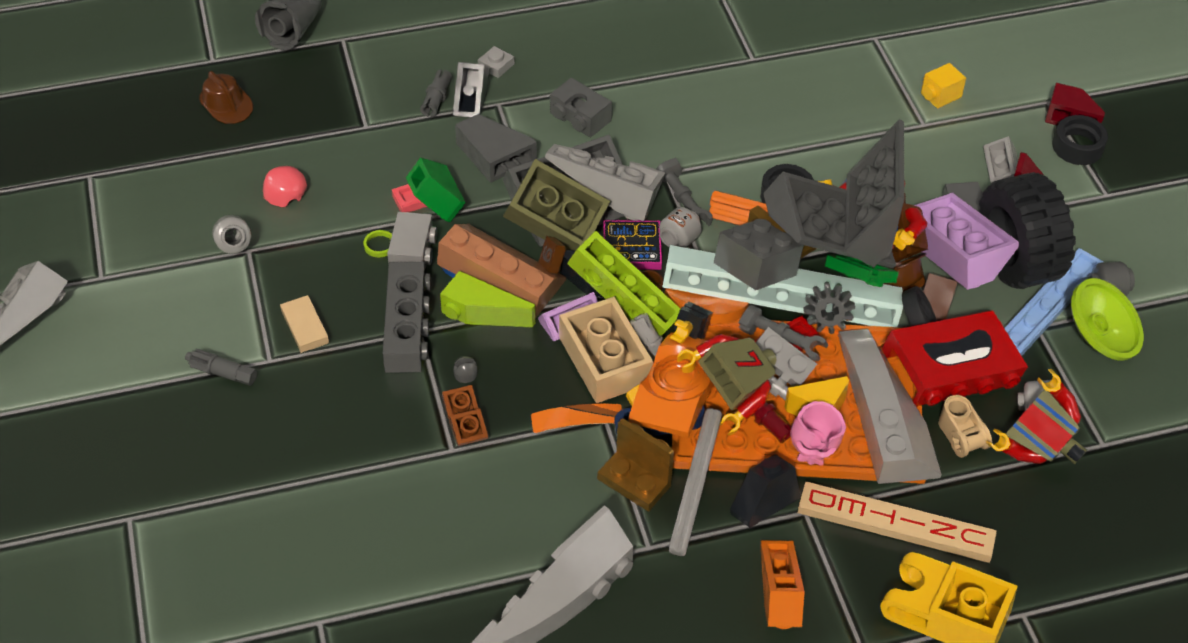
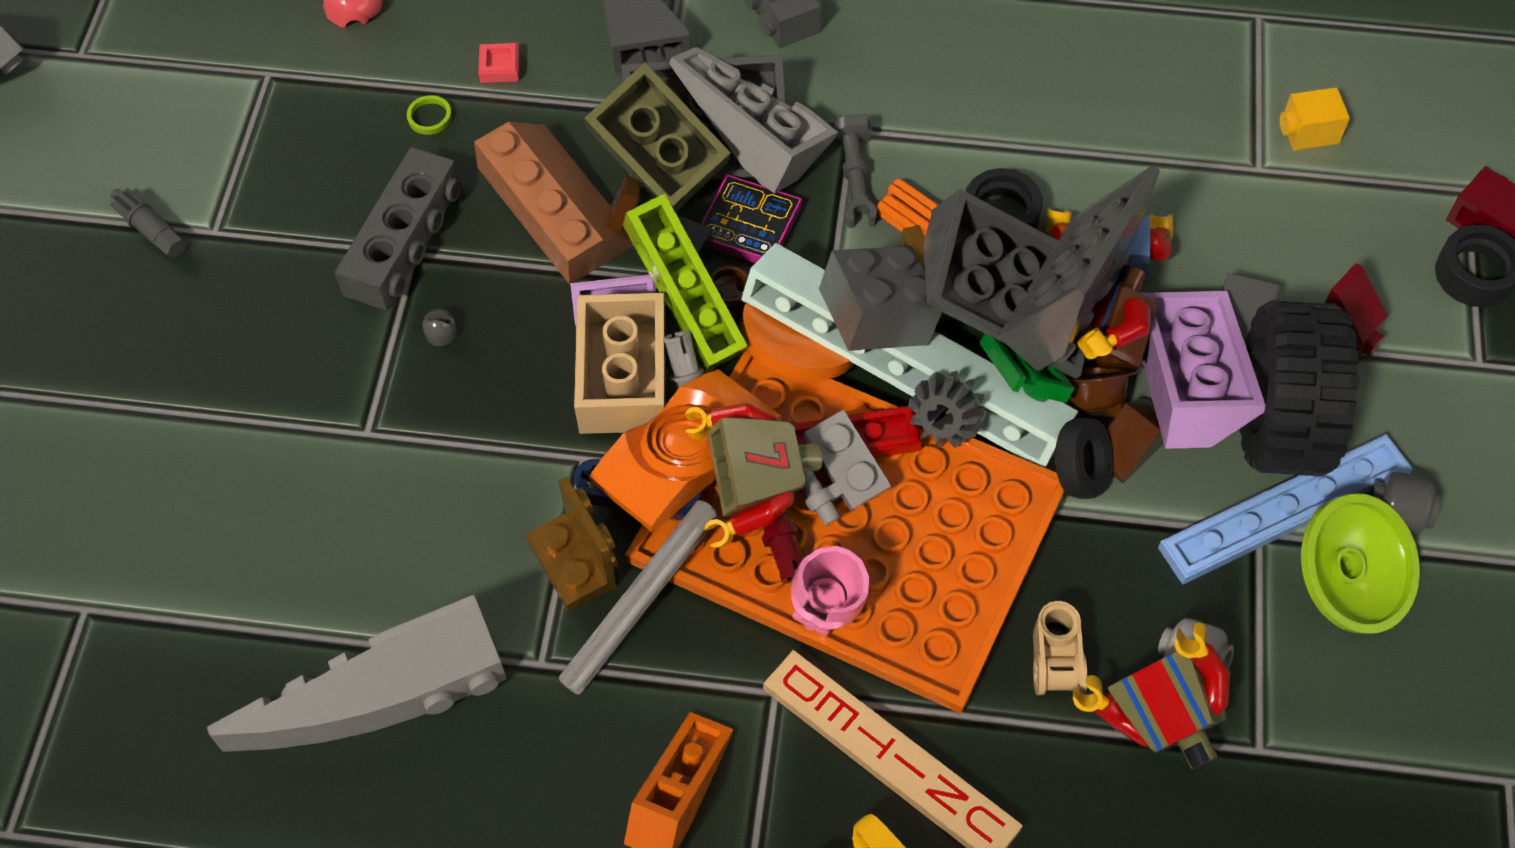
camera: 25 degrees right, 10 degrees up
(236, 242) = (247, 46): light grey head -> none
(304, 324) = (277, 196): tan tile -> none
(412, 238) = (458, 122): light grey brick -> none
(435, 188) = (530, 60): green slope -> none
(464, 415) = (404, 392): dark orange slope -> none
(484, 304) = (504, 243): lime slope -> none
(574, 415) = (543, 441): orange sticker -> none
(680, 227) = (819, 219): light grey head -> none
(691, 322) = (747, 363): black piece -> none
(753, 318) = (837, 389): dark grey piece -> none
(766, 491) = (725, 646): black slope -> none
(828, 391) = (872, 538): yellow slope -> none
(890, 420) = (957, 594): light grey wedge -> none
(957, 357) = (1099, 545): red panel -> none
(1001, 159) = (1340, 252): light grey slope -> none

